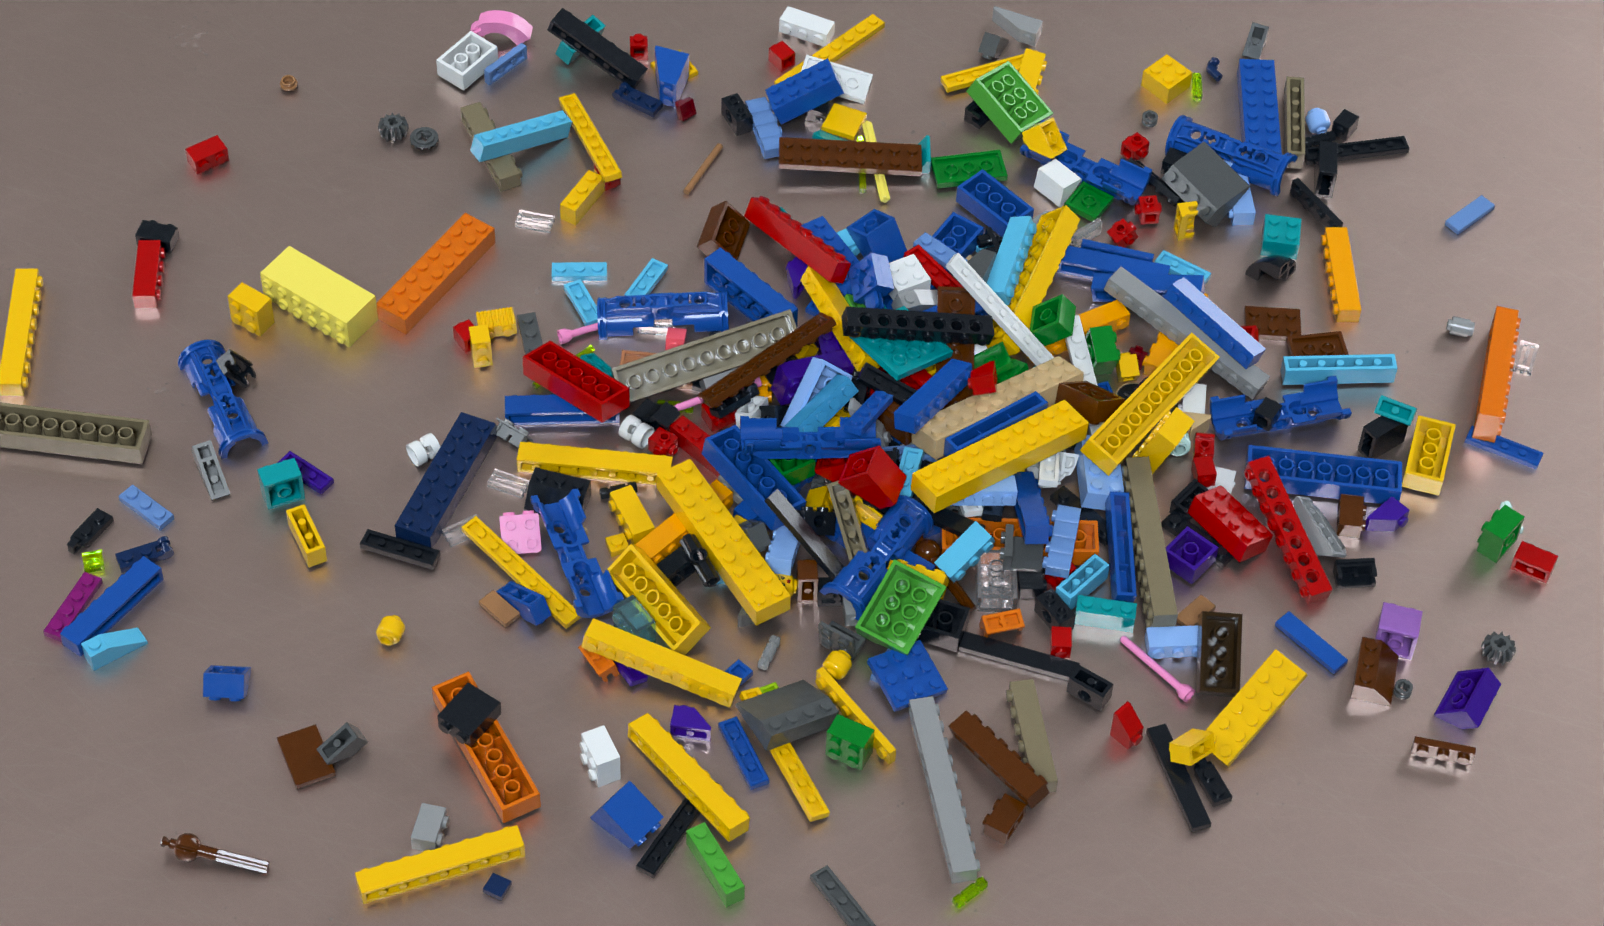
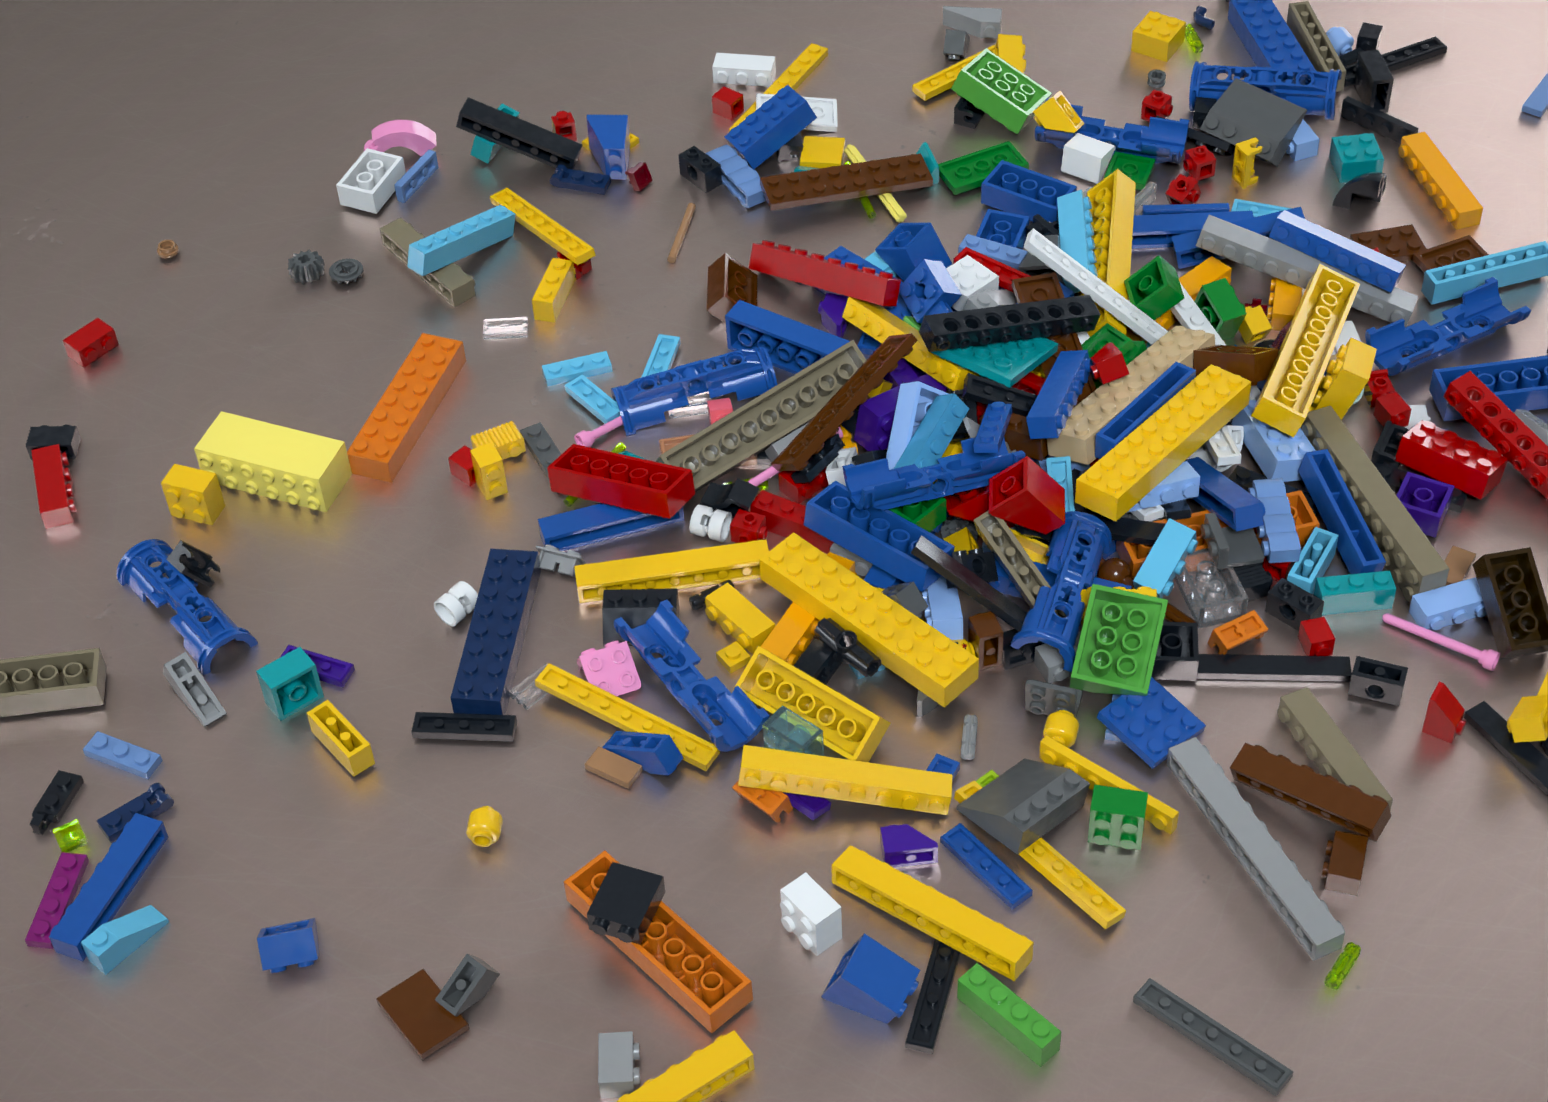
camera: 10 degrees left, 5 degrees down
(506, 485) = (572, 621): clear tile -> none
(1267, 414) = (1438, 332): black brick -> none

